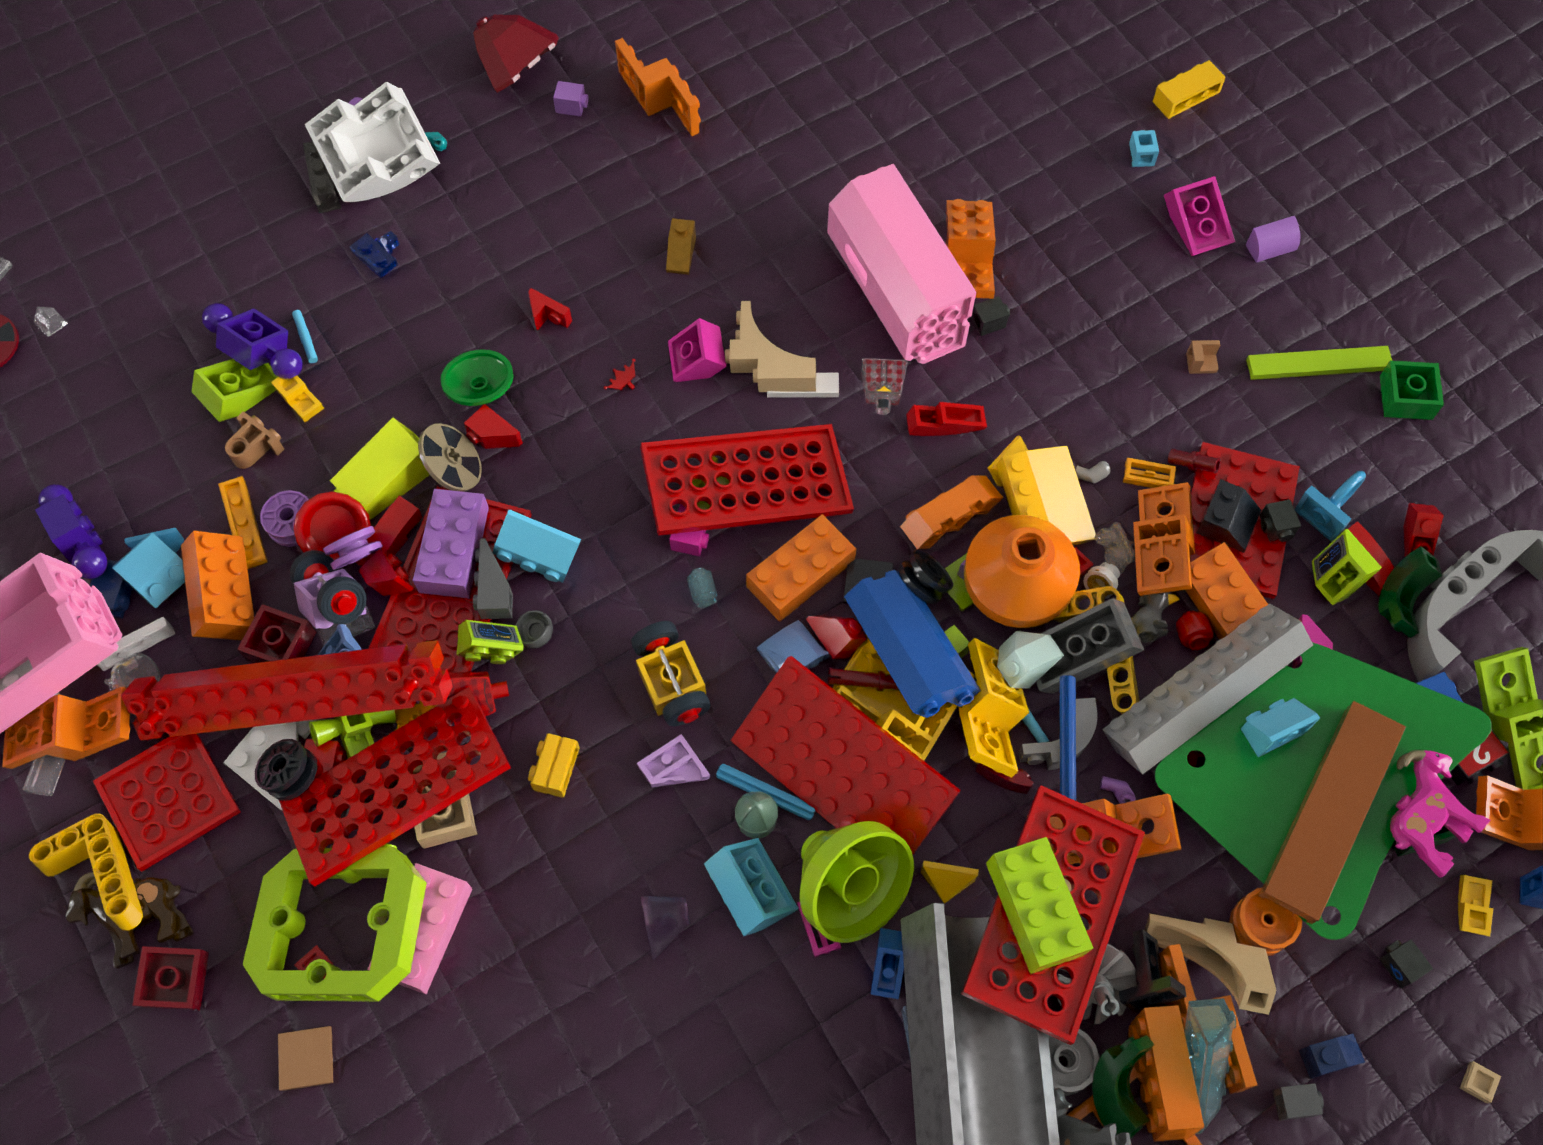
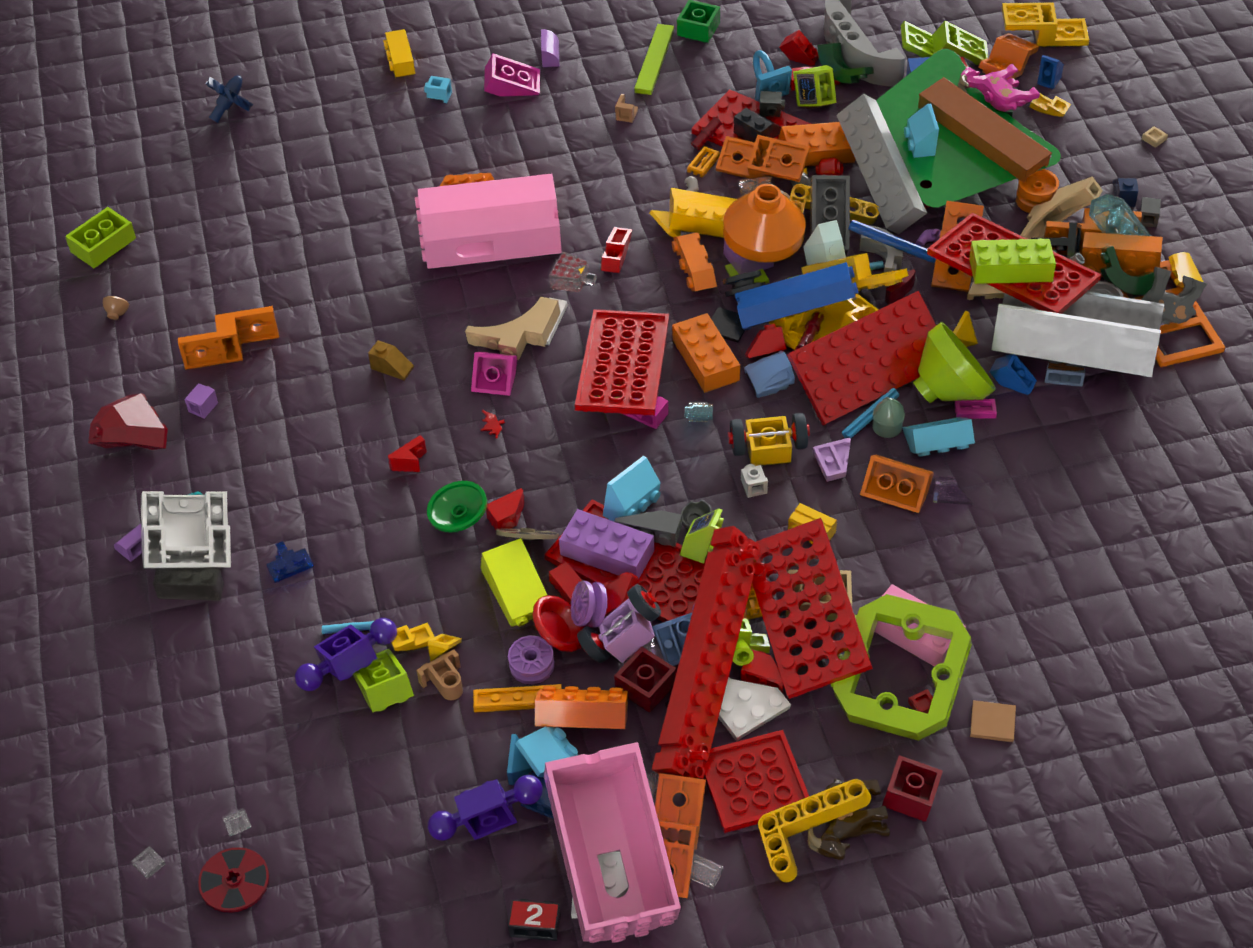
camera: 70 degrees left, 15 degrees down
(286, 769) = (777, 686): black wheel -> none
(291, 426) = (441, 644): none -> yellow slope
(611, 687) = (754, 476): none -> white brick
(652, 851) = (896, 483): none -> orange slope
(1405, 962) = (1078, 142): pearl dark grey brick -> none

